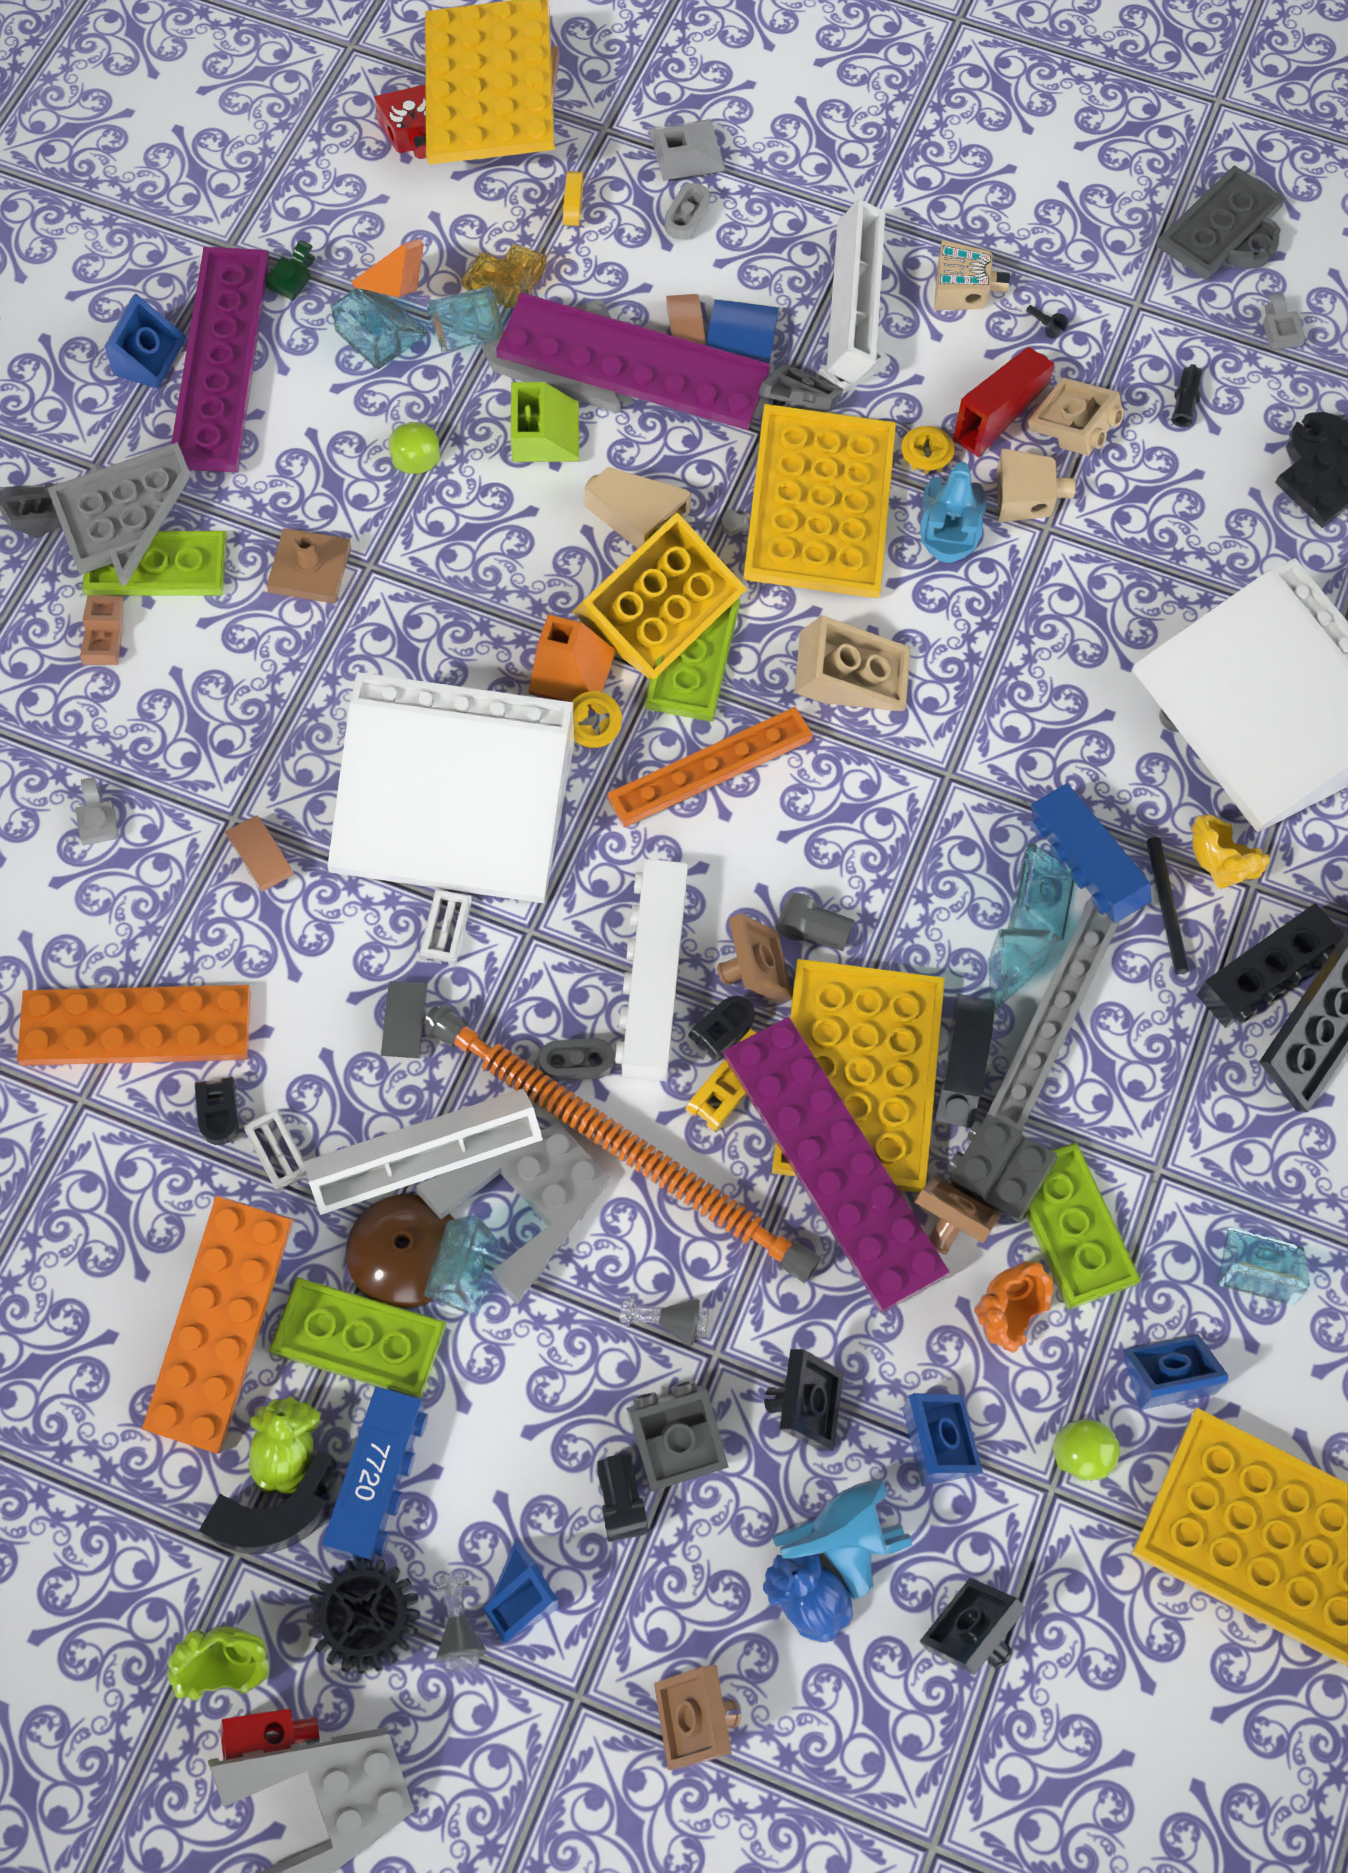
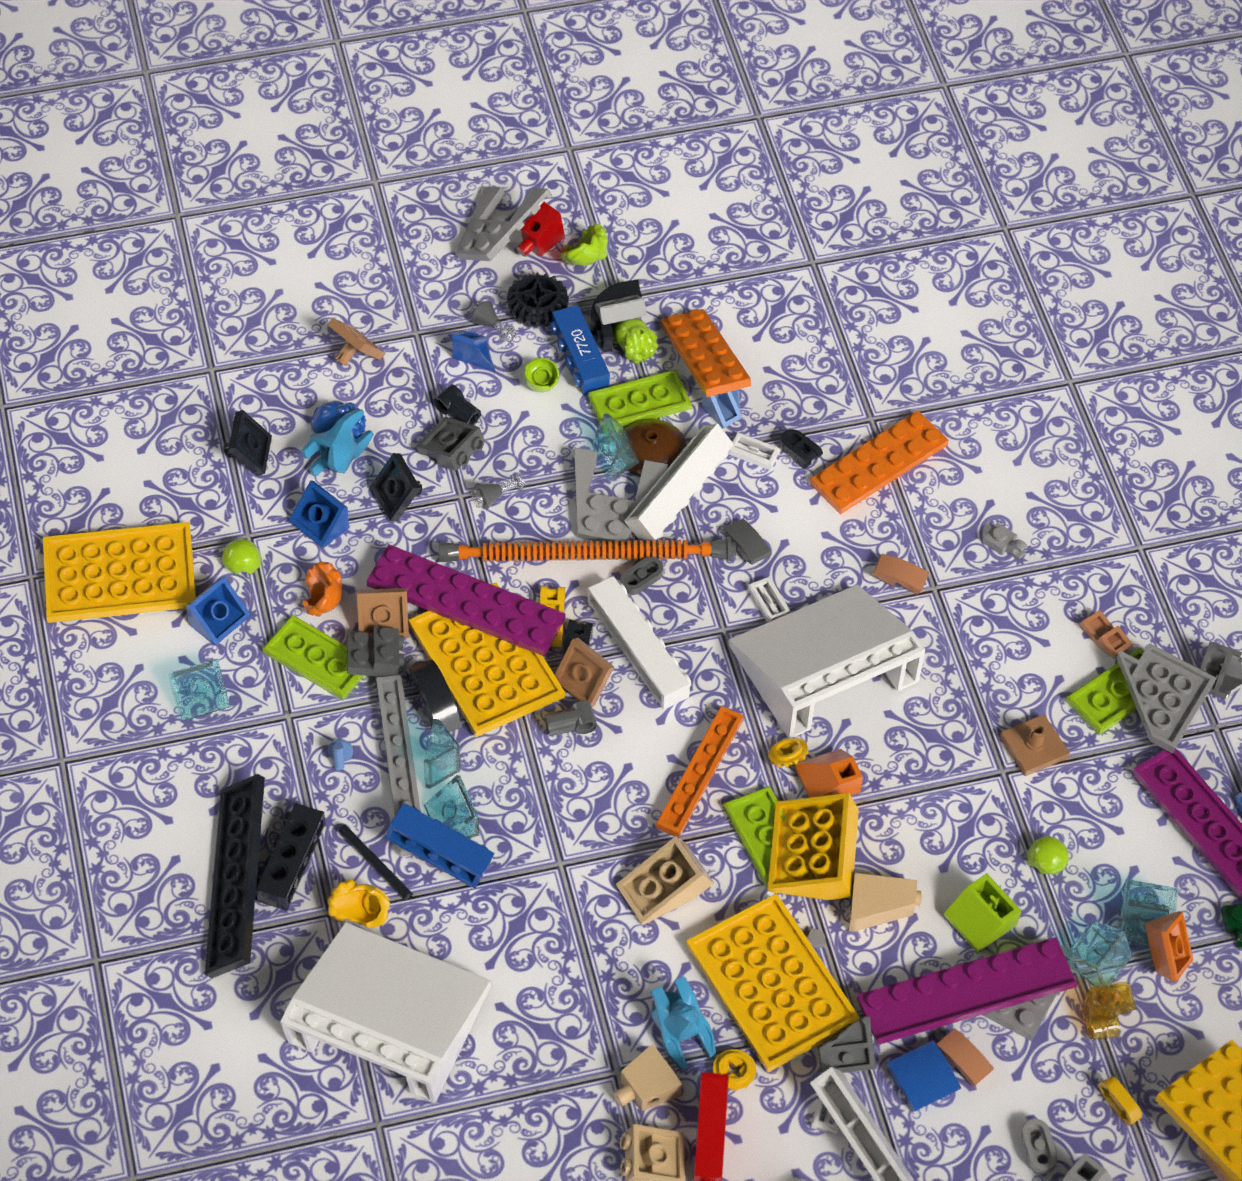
camera: 145 degrees right, 10 degrees down
(271, 1484) = (621, 309): none -> slope
(466, 1464) = (541, 374): none -> lime hair
(1124, 1069) = (340, 751): none -> medium blue plate

